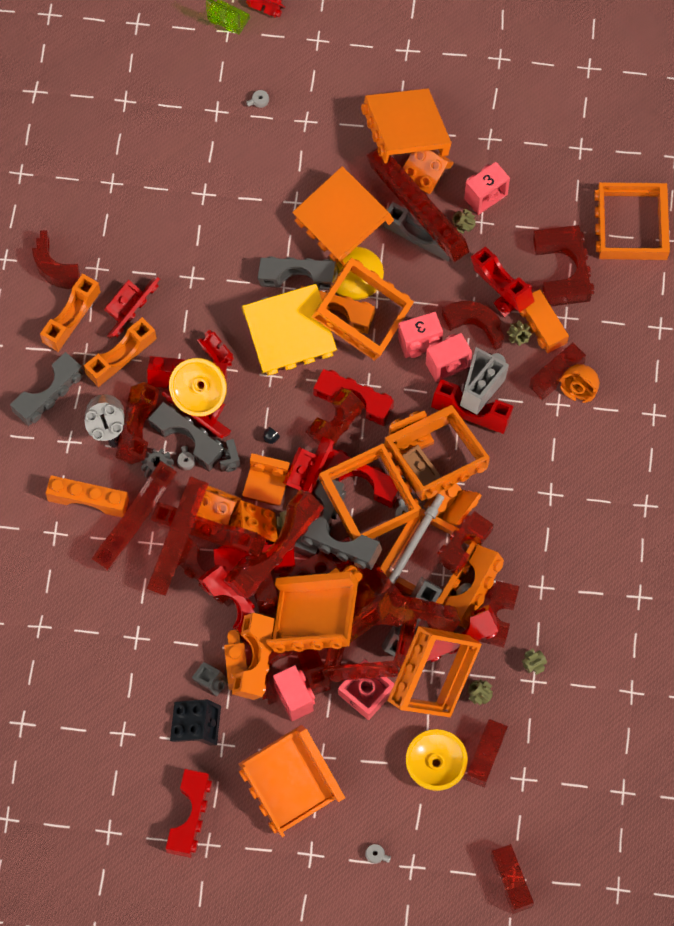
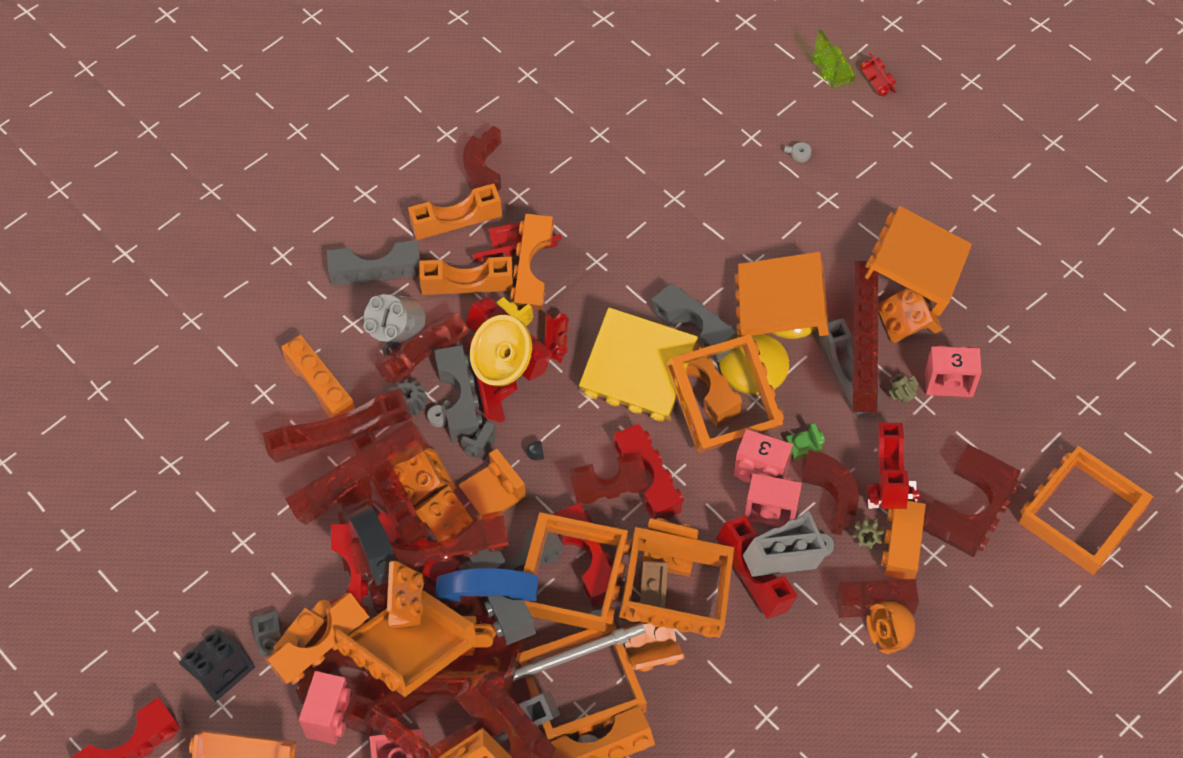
camera: 40 degrees right, 10 degrees down
(170, 331) = (536, 233): none -> orange arch
(172, 353) = (525, 315): none -> yellow bracket
(242, 566) = (372, 539): none -> black arch
(290, 589) = (404, 596): none -> orange bracket
(307, 466) = (536, 498): red bracket -> none
(328, 542) = (486, 582): none -> blue slope
(433, 301) = (804, 441): none -> bright green bracket
(474, 529) = (646, 684): clear red arch -> none

